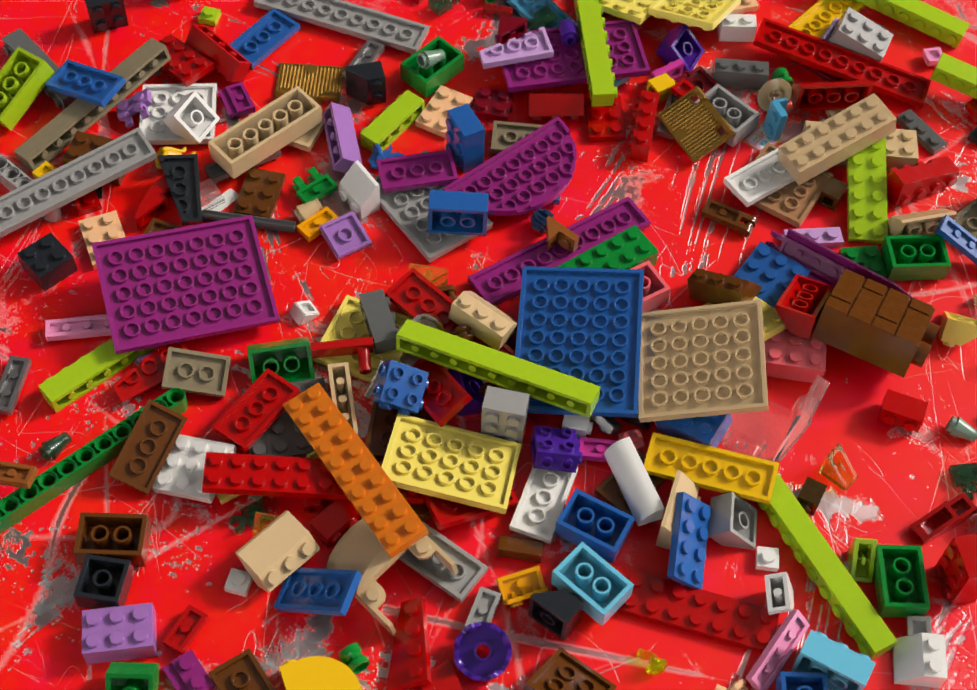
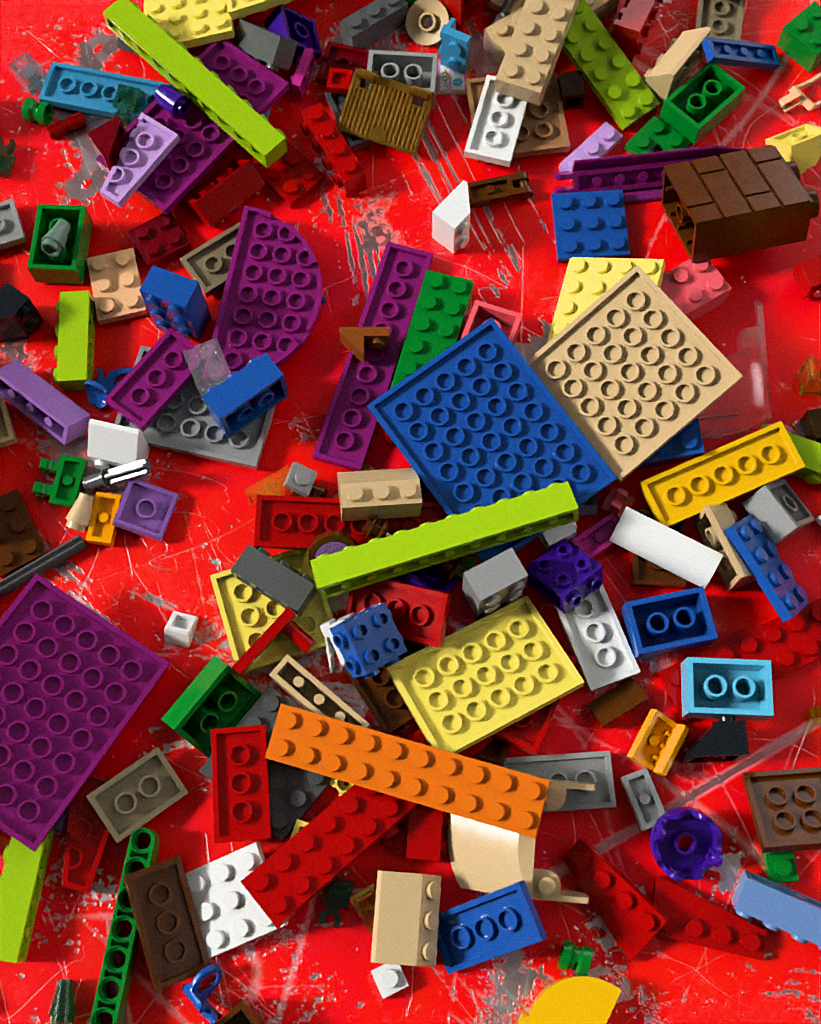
camera: 35 degrees left, 15 degrees up
(126, 505) = (199, 997): none -> blue piece
(340, 202) = (108, 477): none -> dark grey axle
(447, 281) = (300, 479): none -> light grey plate
(453, 179) = (207, 365): none -> clear plate
(538, 219) = (328, 334): dark blue gear -> none
(654, 40) = (264, 45): none -> dark grey brick
(661, 84) = (311, 92): yellow brick -> none
(681, 210) = (452, 219): none -> white slope
(720, 288) = (567, 275): reddish brown slope -> none
(802, 305) = (660, 233): red slope -> none

